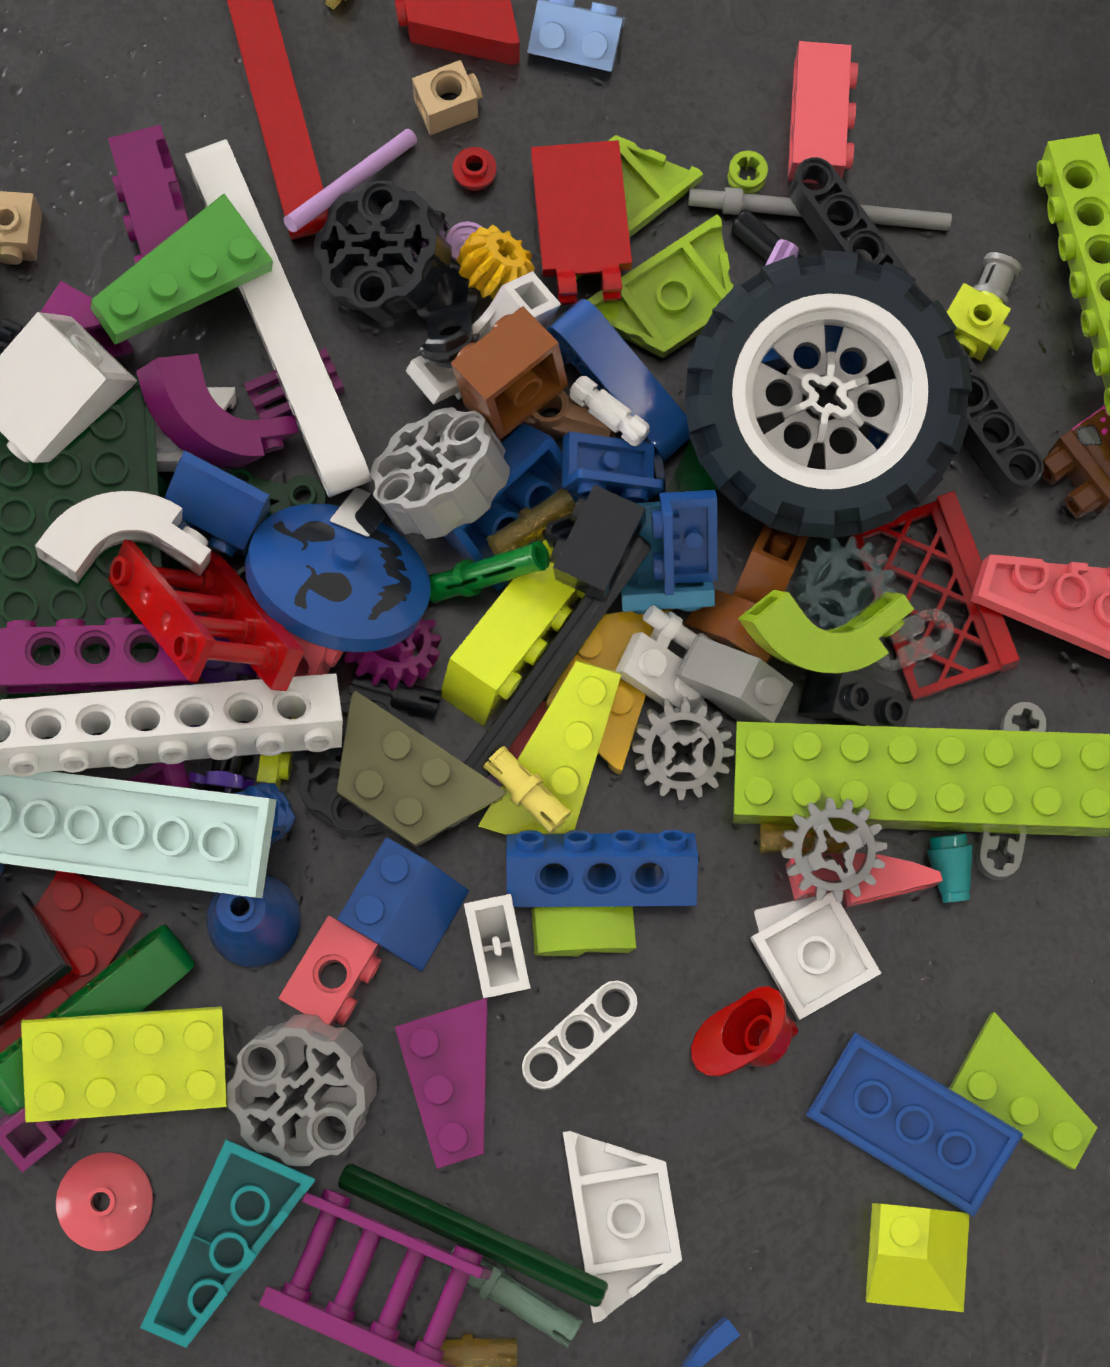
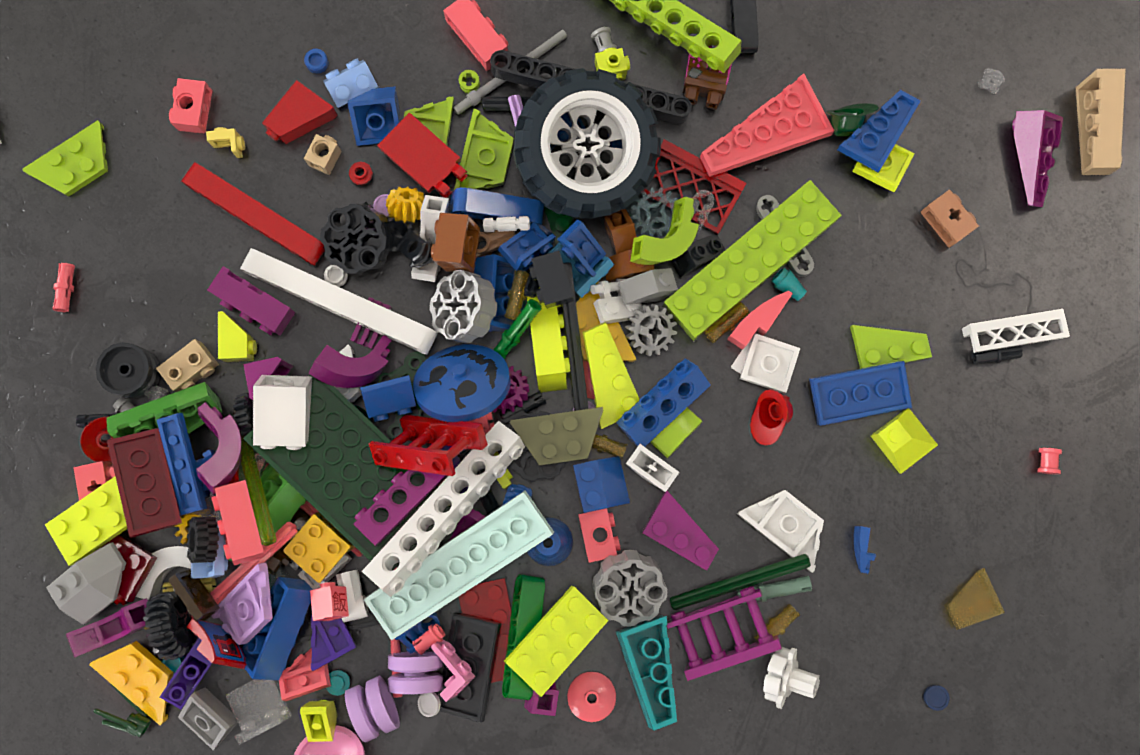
camera: 40 degrees left, 5 degrees up
(84, 244) = (233, 341): none -> neon yellow slope
(107, 520) = (353, 443): white arch -> none
(187, 269) = (288, 316): bright green wing -> none
(222, 779) = (492, 500): dark purple piece -> none
(305, 279) = (335, 275): none -> white plate
(350, 180) = (317, 221): lavender bar -> none
(359, 513) = (445, 349): sticker -> none
(462, 852) = (609, 446): none -> clear yellow pin
(527, 789) = (609, 398): light yellow pin -> none
(568, 102) = (374, 115): none -> blue slope
(593, 1016) = (718, 463): white beam -> none
(854, 838) = (741, 326): light grey gear -> none

